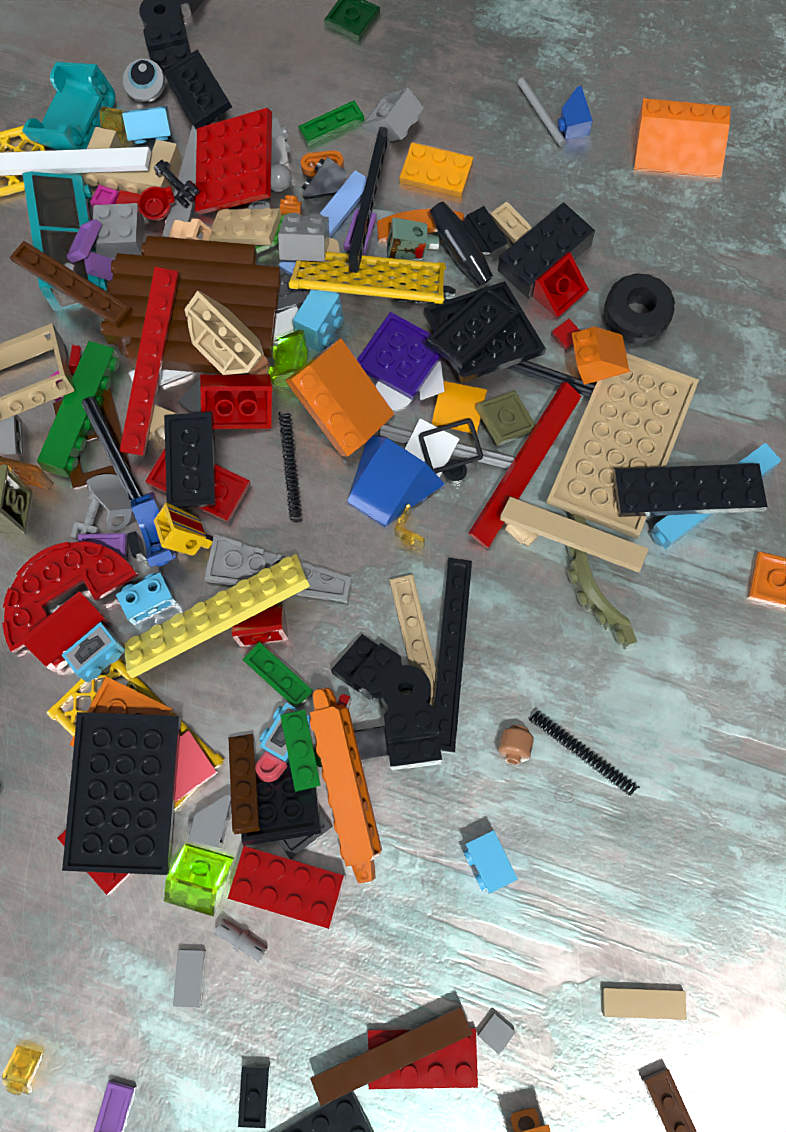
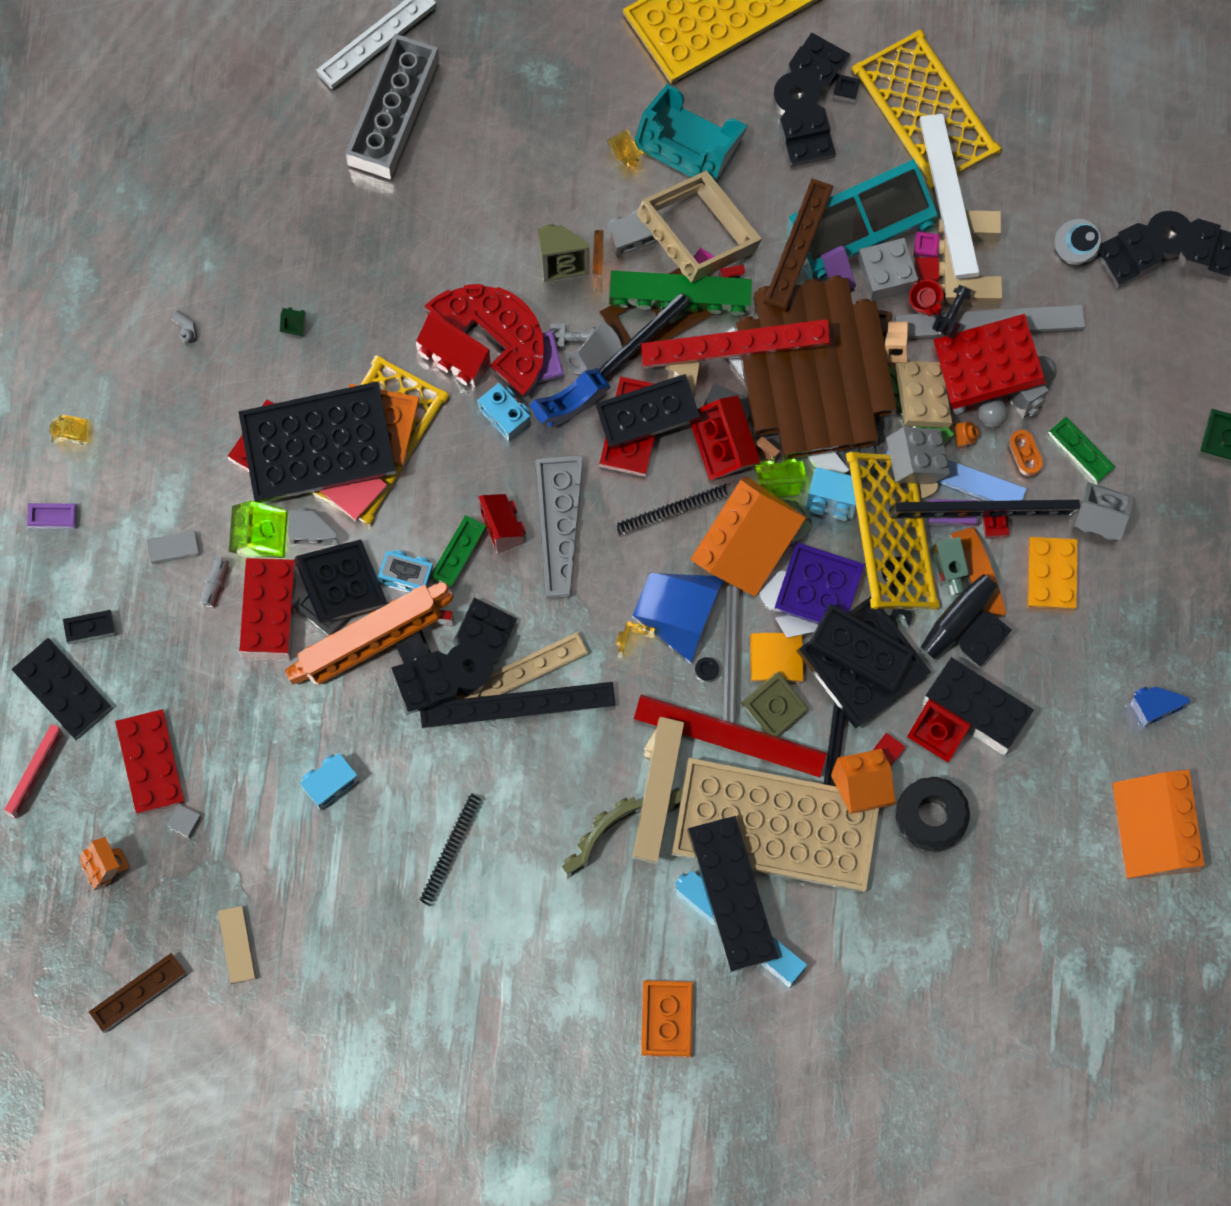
camera: 70 degrees right, 0 degrees up
(74, 109) = (1015, 183): teal windscreen -> none
(84, 240) = (855, 241): medium lavender tile -> none
(93, 653) = (439, 380): brick -> none
(112, 120) = (1012, 227): clear yellow bracket -> none
(136, 546) = (553, 387): black tile -> none
(147, 124) = (1021, 261): medium azure brick -> none
(180, 530) = (573, 423): yellow torso -> none
(197, 89) = (1077, 300): black plate -> none
(214, 615) = (499, 478): light yellow plate -> none
(222, 336) = (776, 405): tan wedge -> none
(243, 784) = (350, 546): reddish brown plate -> none
(269, 767) = (369, 565): coral tile -> none
(300, 750) = (389, 587): green plate -> none
(326, 180) = (1002, 462): black slope -> none
(383, 202) = (995, 527): none -> red tile
(390, 1056) = (146, 731): reddish brown tile -> none
(439, 445) = (723, 638): white sticker -> none
(445, 427) = (744, 645): black piece -> none
(510, 222) = (1004, 664): tan plate -> none
(516, 744) = (442, 783): nougat head -> none
(558, 137) = (1157, 669): light grey bar -> none

